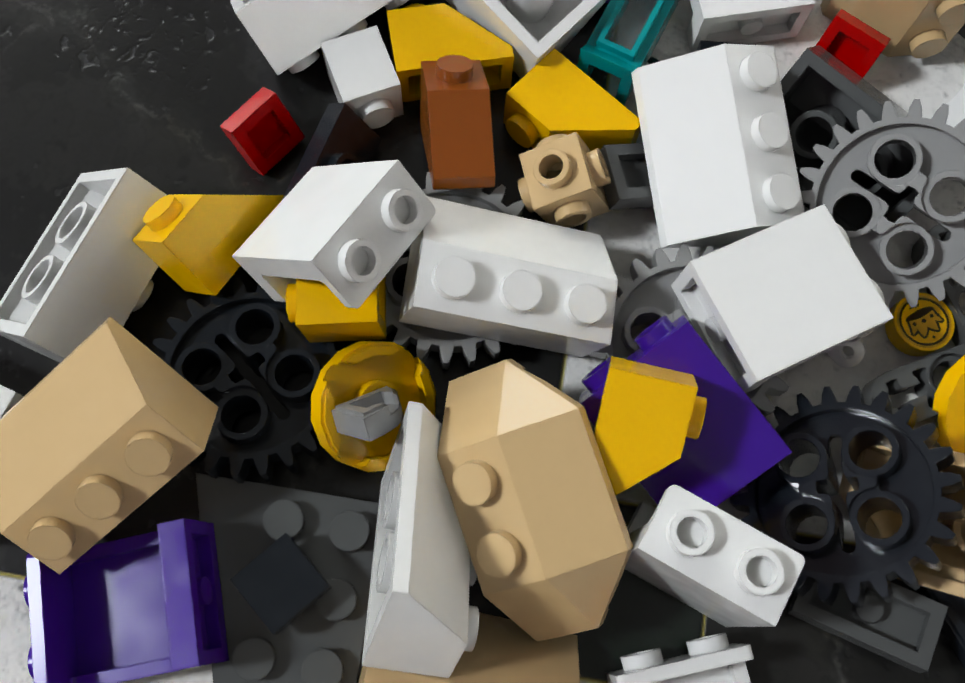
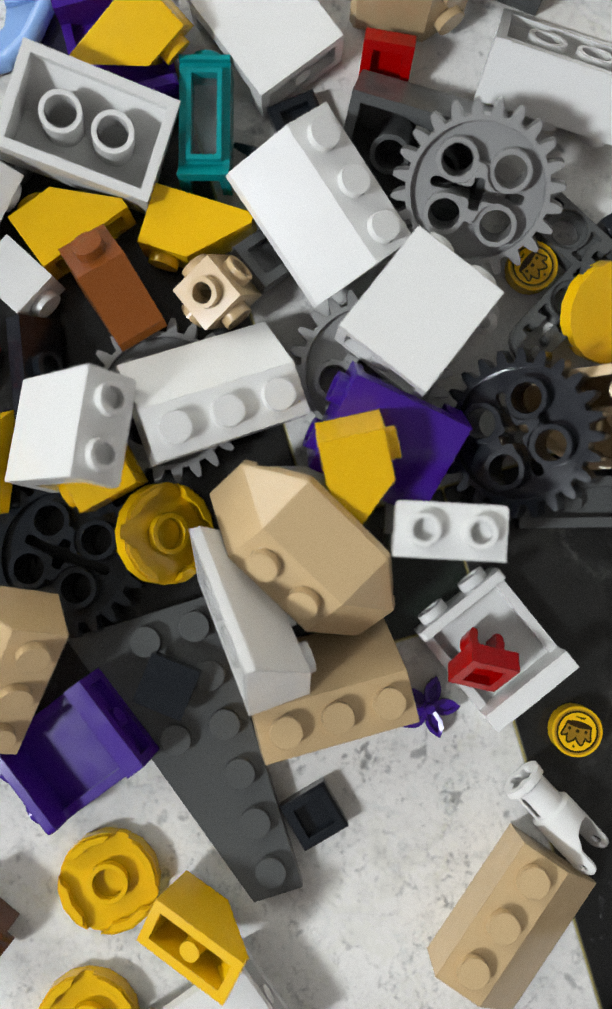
camera: 25 degrees left, 15 degrees up
(369, 414) = (167, 547): light grey tile -> none

